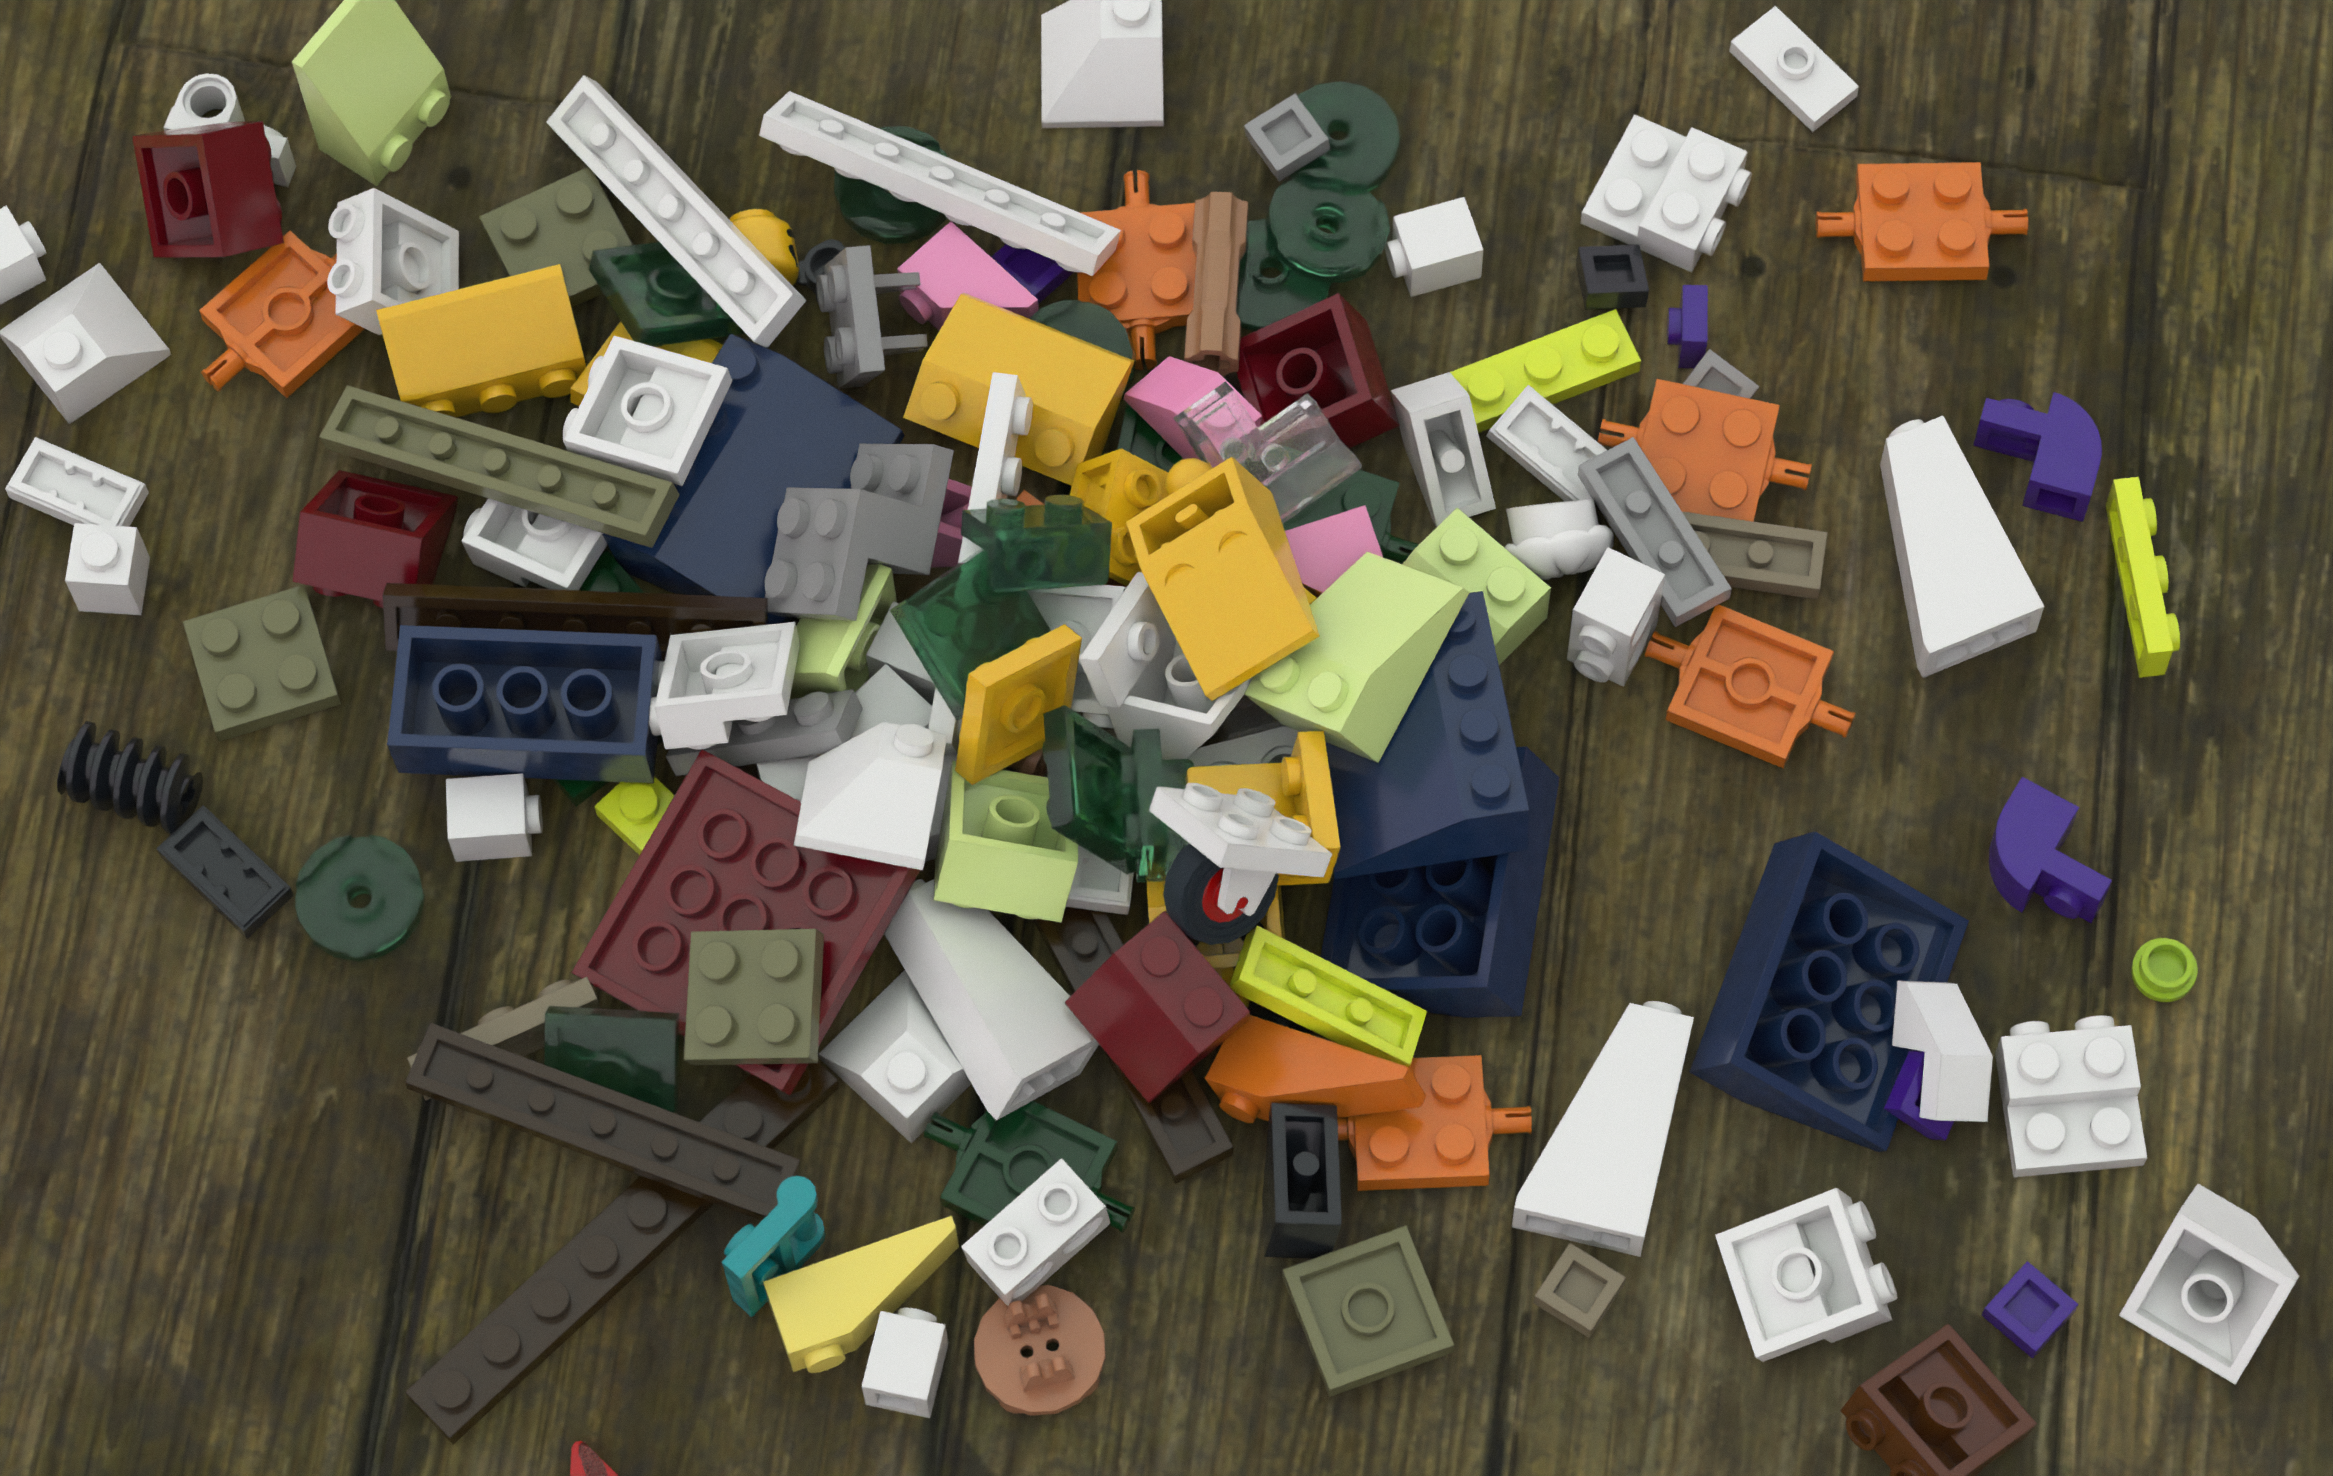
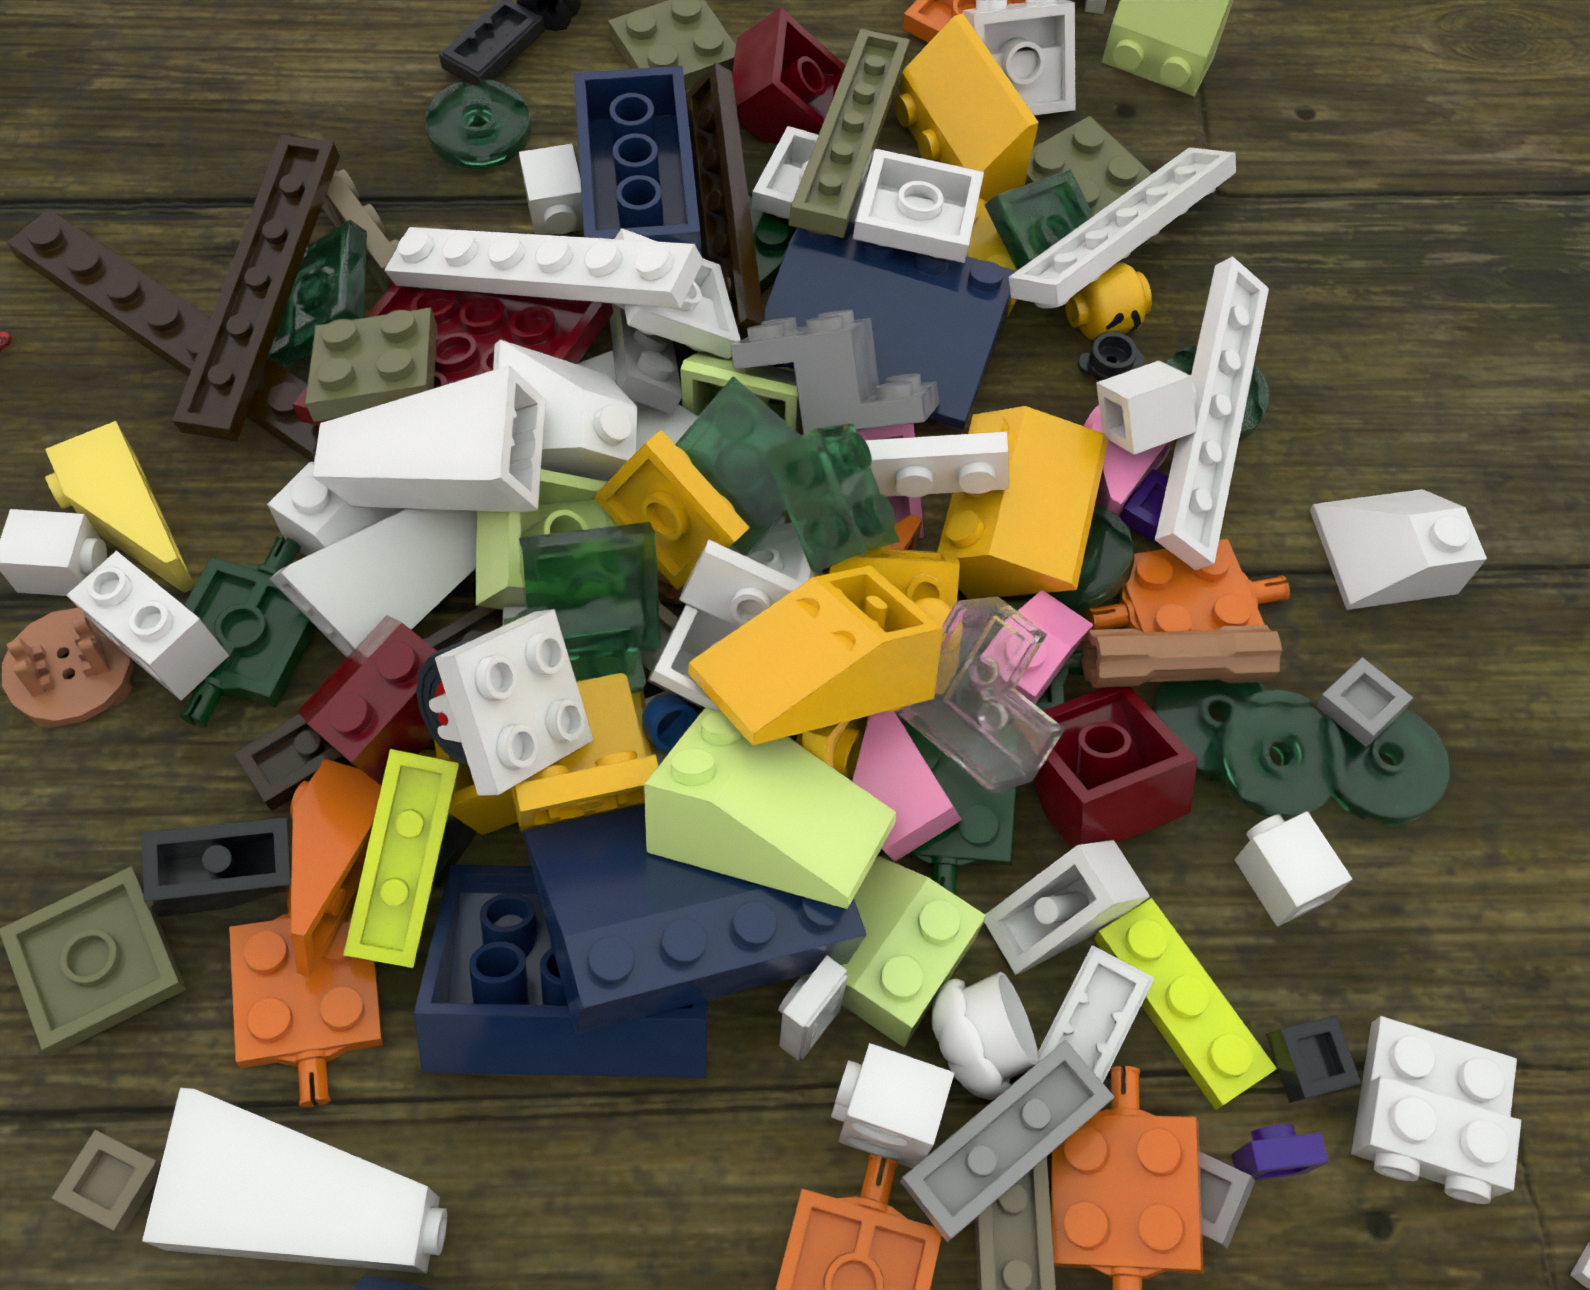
camera: 75 degrees right, 5 degrees down
(677, 803) = (546, 266): none -> white plate
(775, 1245) = (149, 422): teal plate -> none
(849, 296) = (1057, 354): light grey plate -> none
(923, 899) = (441, 448): none -> white slope
(949, 243) = (1147, 406): none -> white brick
(1229, 746) = (667, 720): none -> blue hinge
(1523, 669) = (811, 1007): none -> white plate

